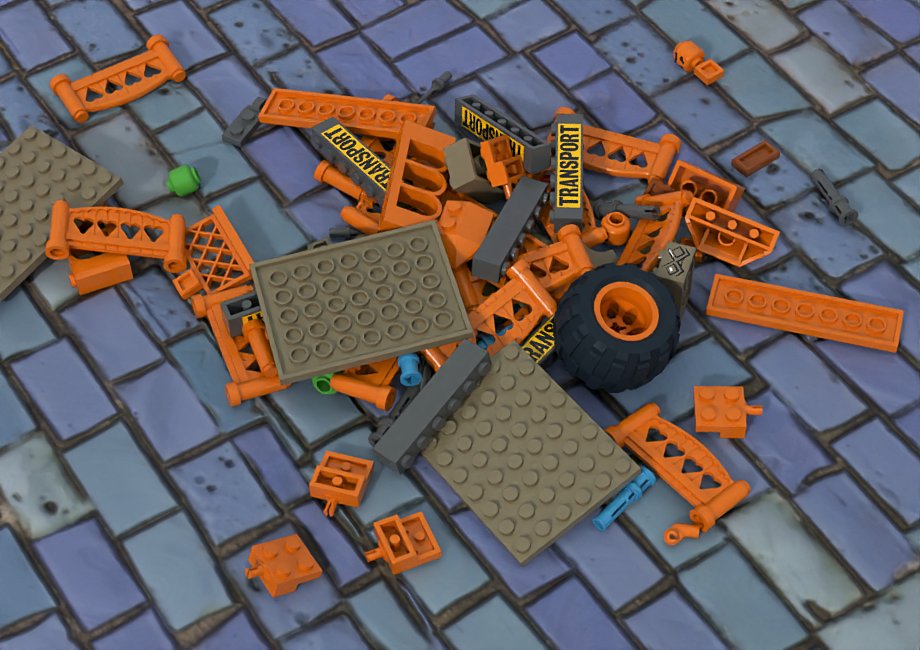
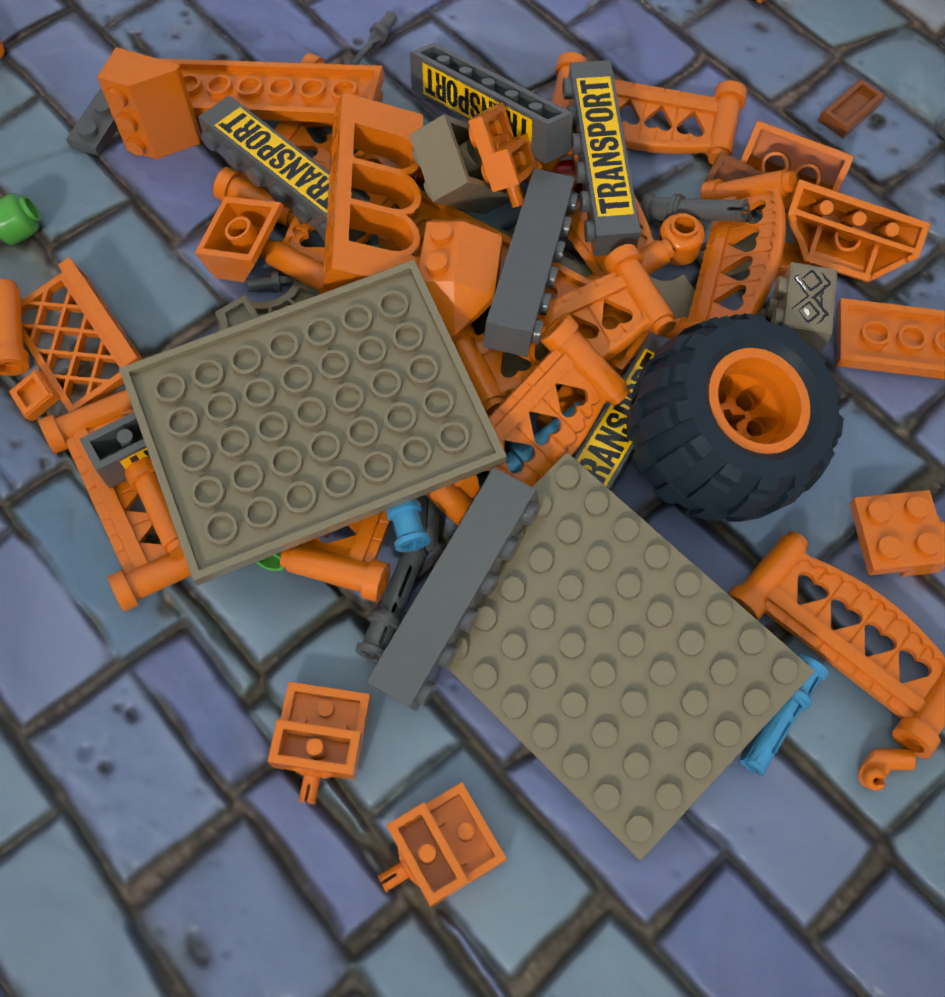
camera: 10 degrees left, 15 degrees up
(281, 118) = (149, 104): none -> orange slope
(282, 564) = (241, 919): orange plate -> none
(326, 202) = (237, 236): none -> orange slope

